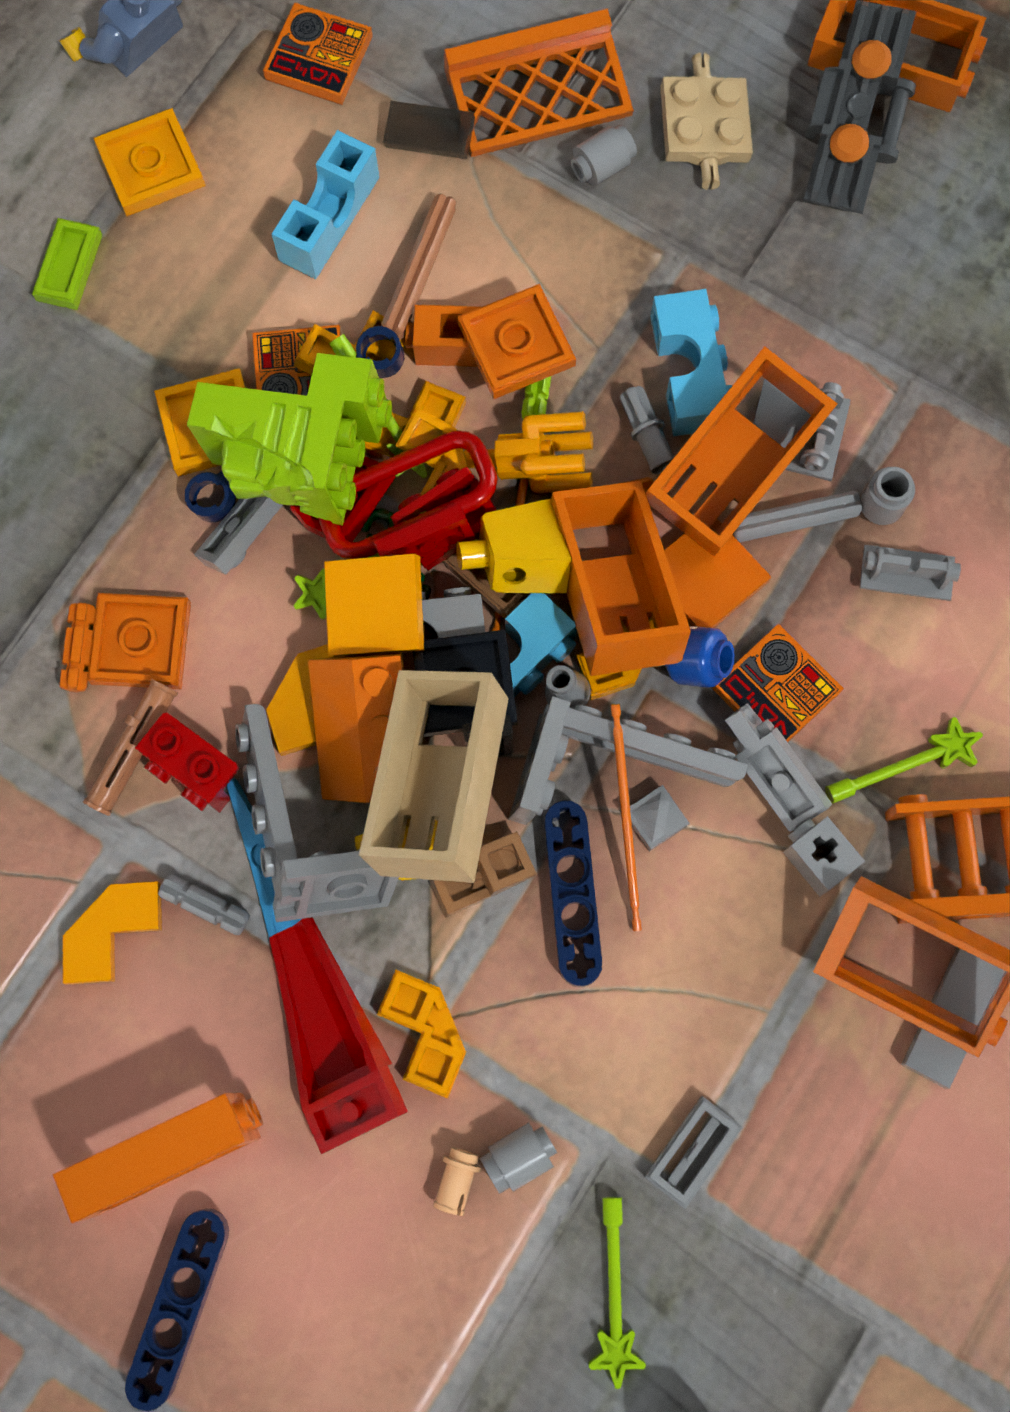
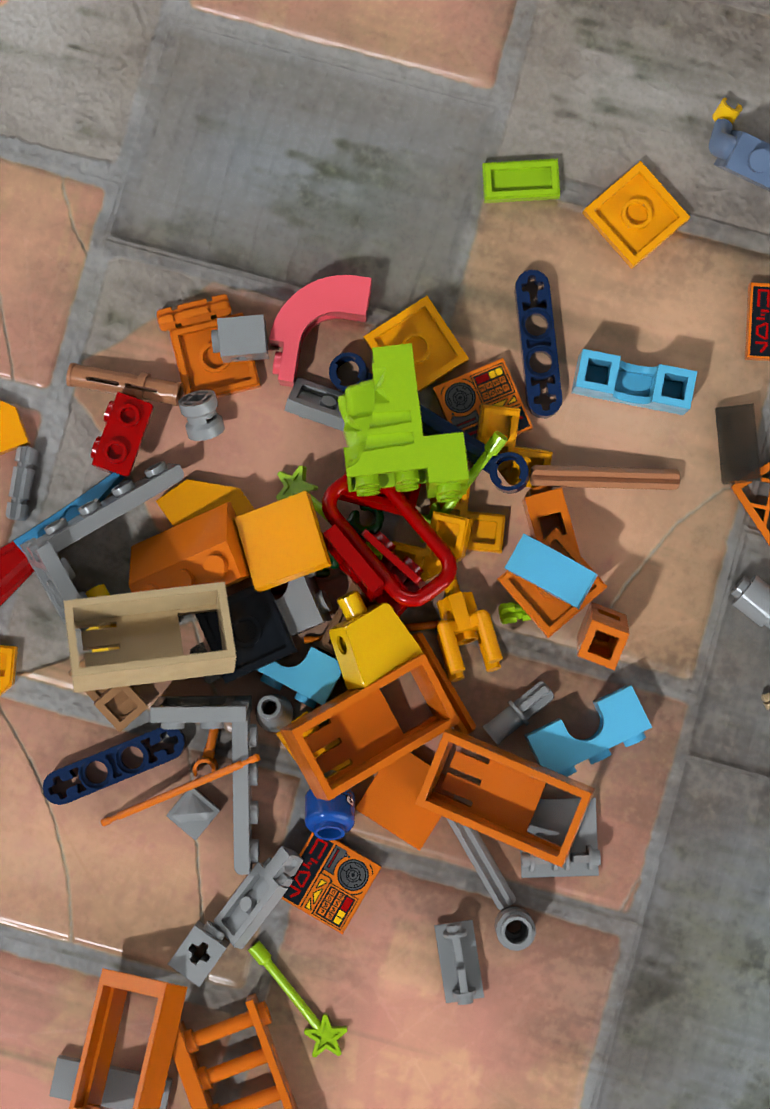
camera: 75 degrees right, 10 degrees up
(118, 495) = (316, 302): none -> coral arch
(126, 593) = (241, 338): none -> light grey brick
(198, 667) = (201, 414): none -> light grey wheel
(252, 289) = (538, 344): none -> dark blue beam
(502, 327) = (551, 571): none -> medium azure slope
(590, 780) = (208, 753): none -> orange hand
(592, 302) = (602, 635): none -> orange brick

